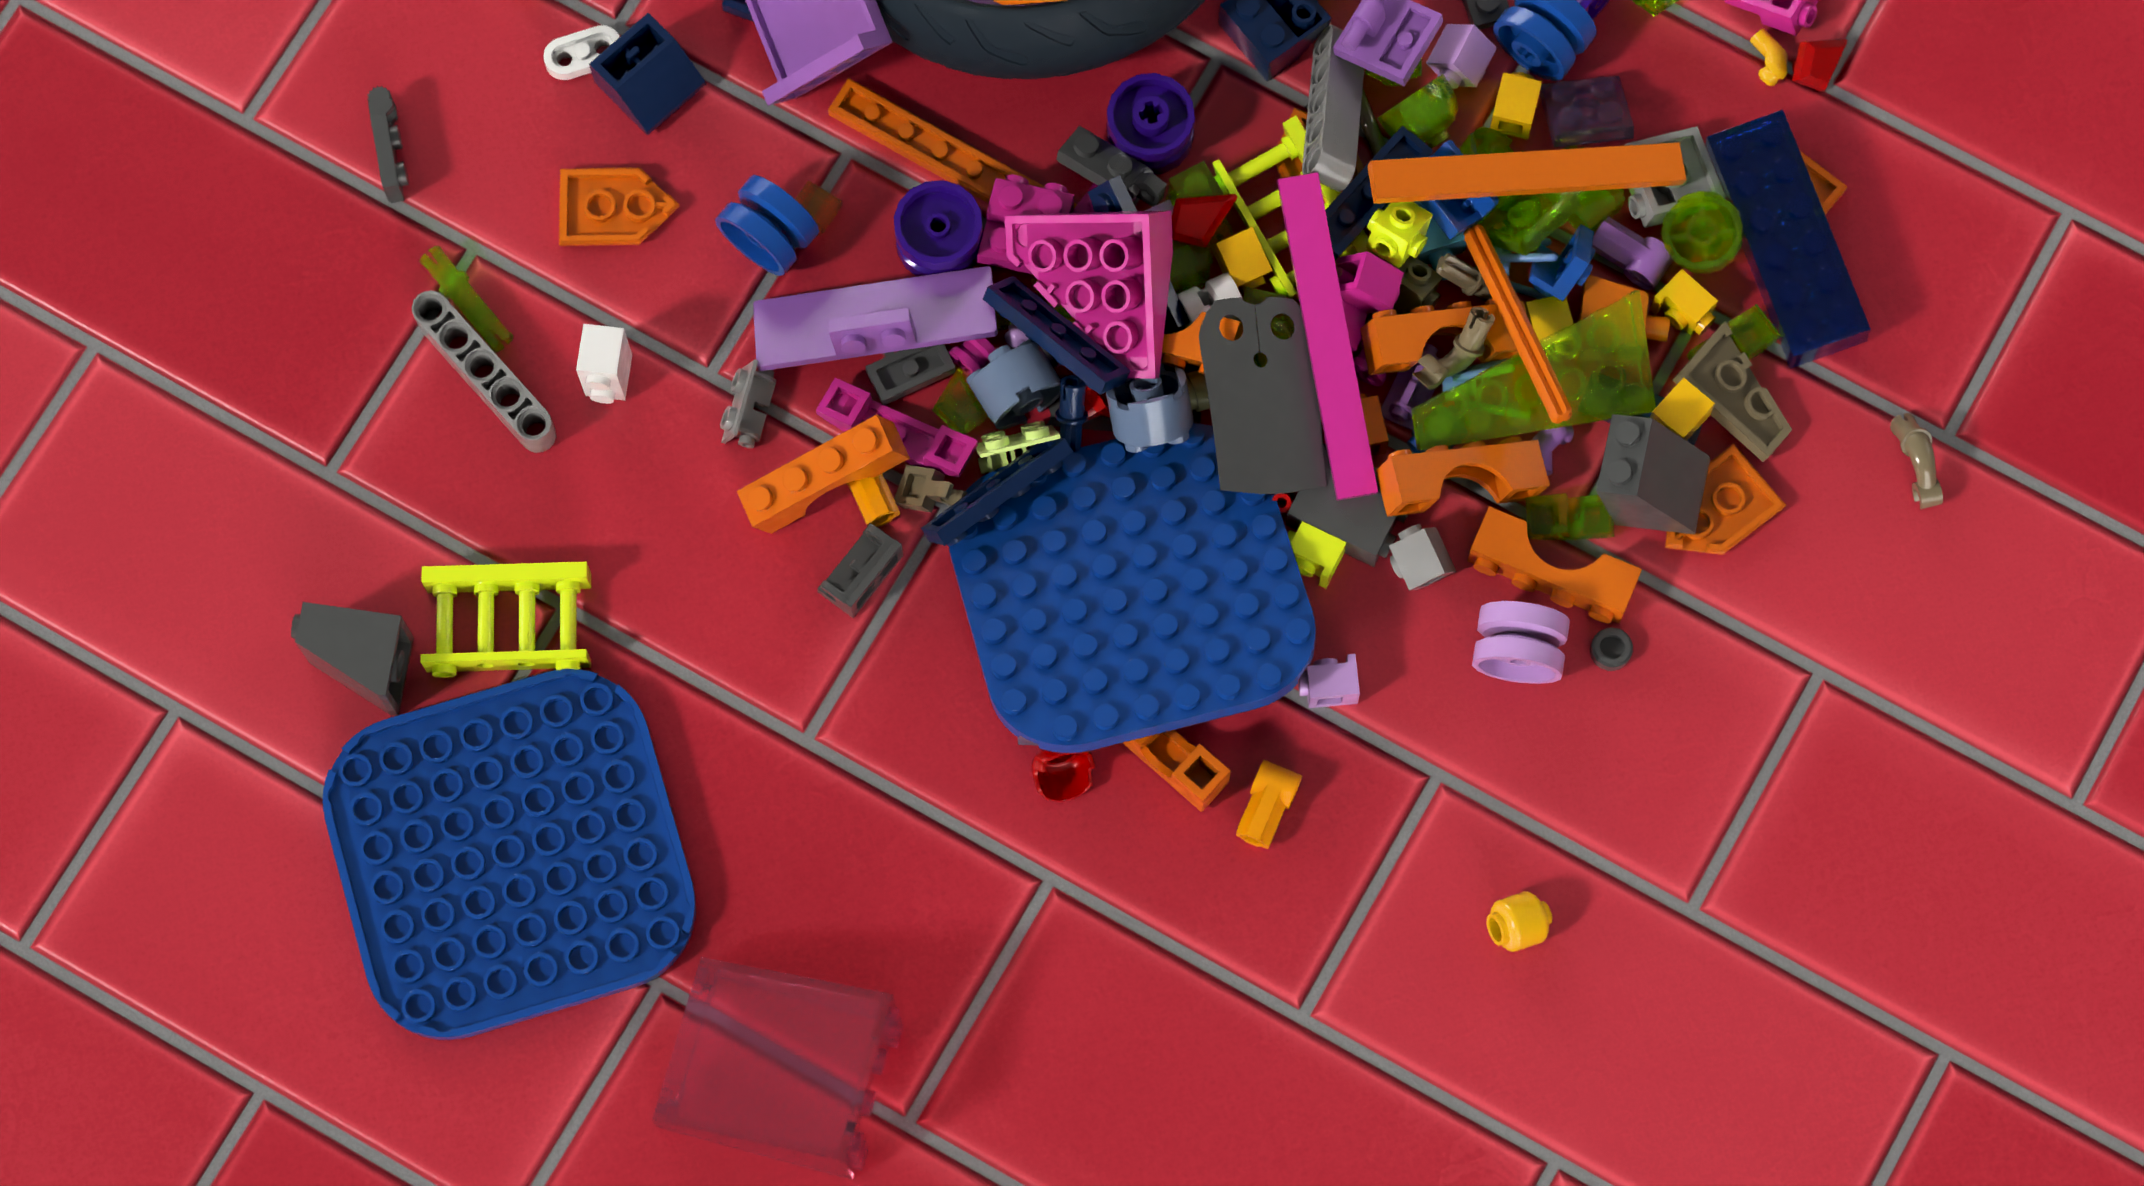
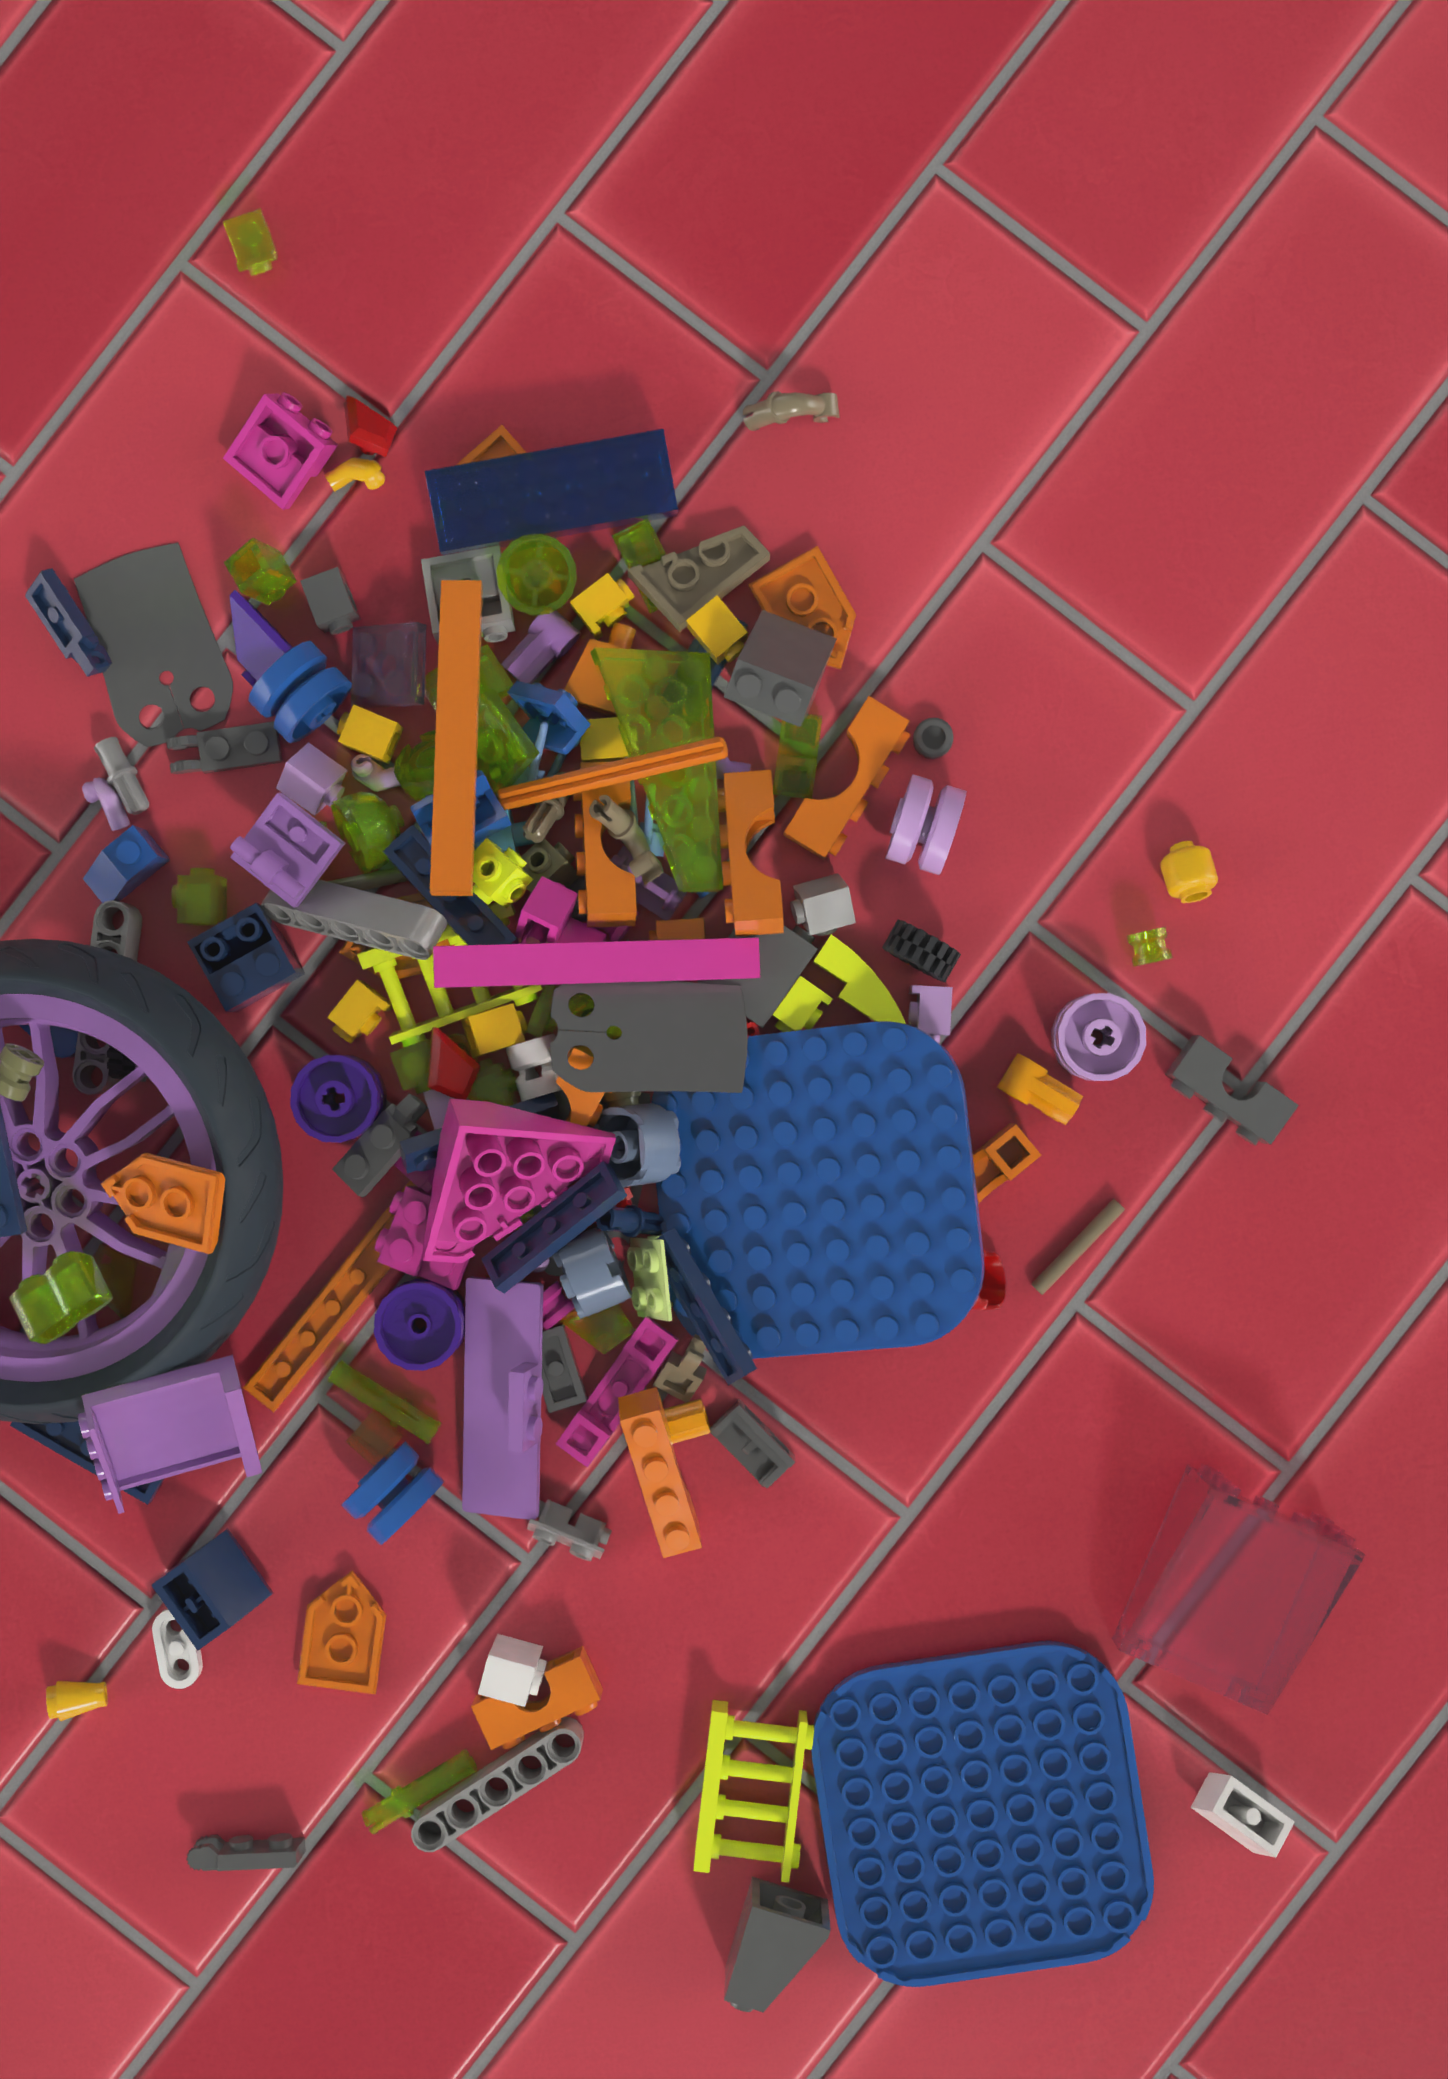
camera: 85 degrees left, 15 degrees up
(542, 1113) = (1242, 1814): none -> white brick
(591, 426) = (572, 1689): none -> orange arch
(846, 226) = (399, 1411): none -> clear neon green pin
(1110, 869) = (1077, 1246): none -> dark tan bar
(1239, 131) = (358, 1011): none -> yellow brick
(1312, 963) = (1200, 1072): none -> dark grey arch
(1335, 826) = (1121, 1030): none -> lavender wheel
(1347, 608) = (862, 986): none -> neon yellow slope
(1391, 659) = (921, 950): none -> black tyre
(1435, 893) = (1149, 946): none -> clear neon green wheel
(1477, 111) = (372, 774): none -> arm
(1640, 50) = (331, 601): none -> dark grey brick

